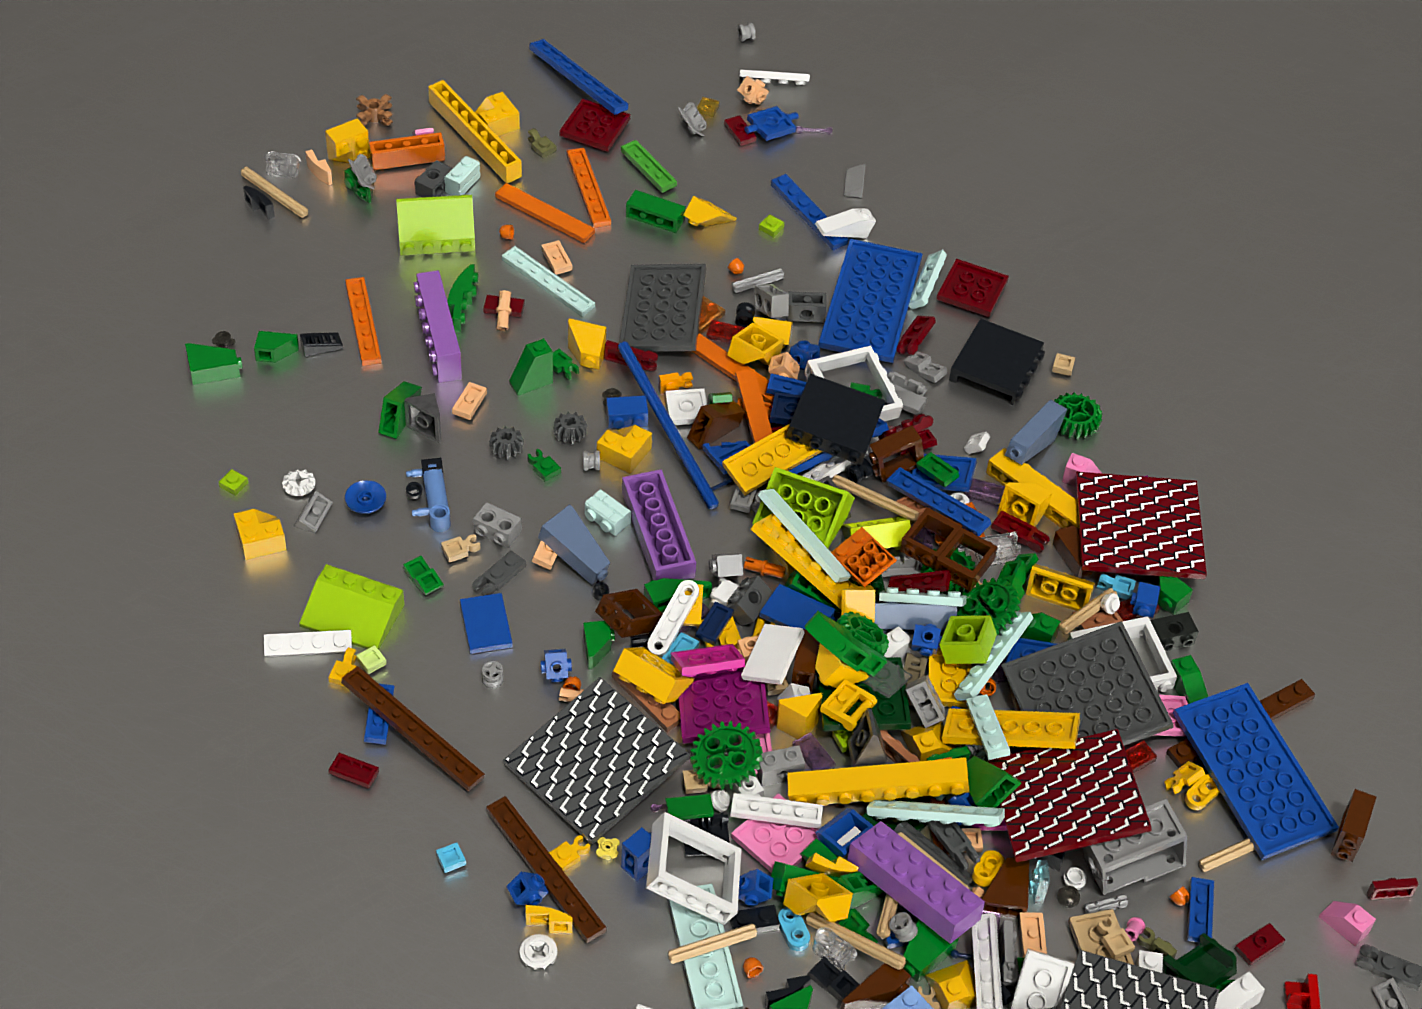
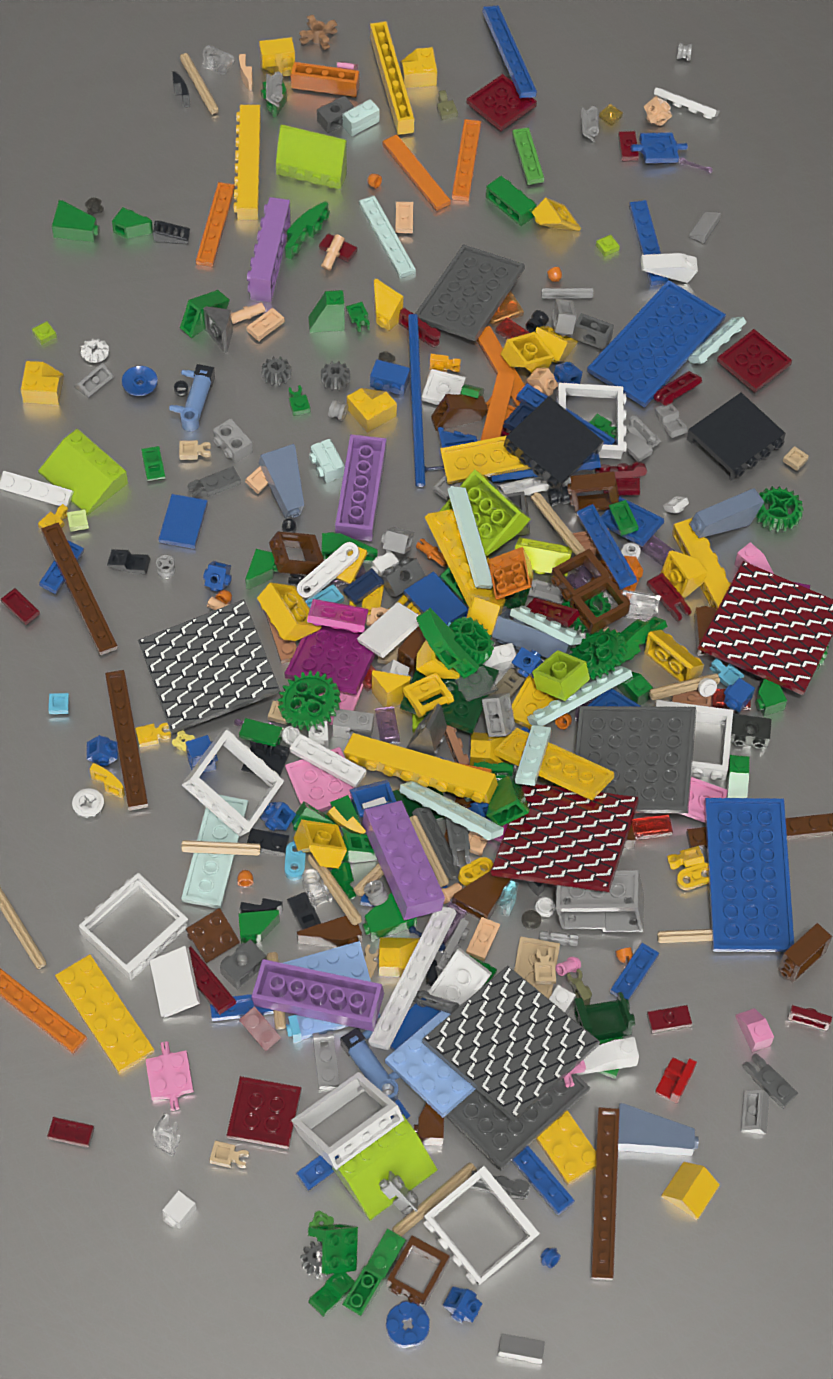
camera: 25 degrees right, 10 degrees up
(367, 251) = (248, 162): none -> yellow brick
(445, 395) = (247, 312): none -> light nougat pin
(447, 685) = (128, 562): none -> black slope

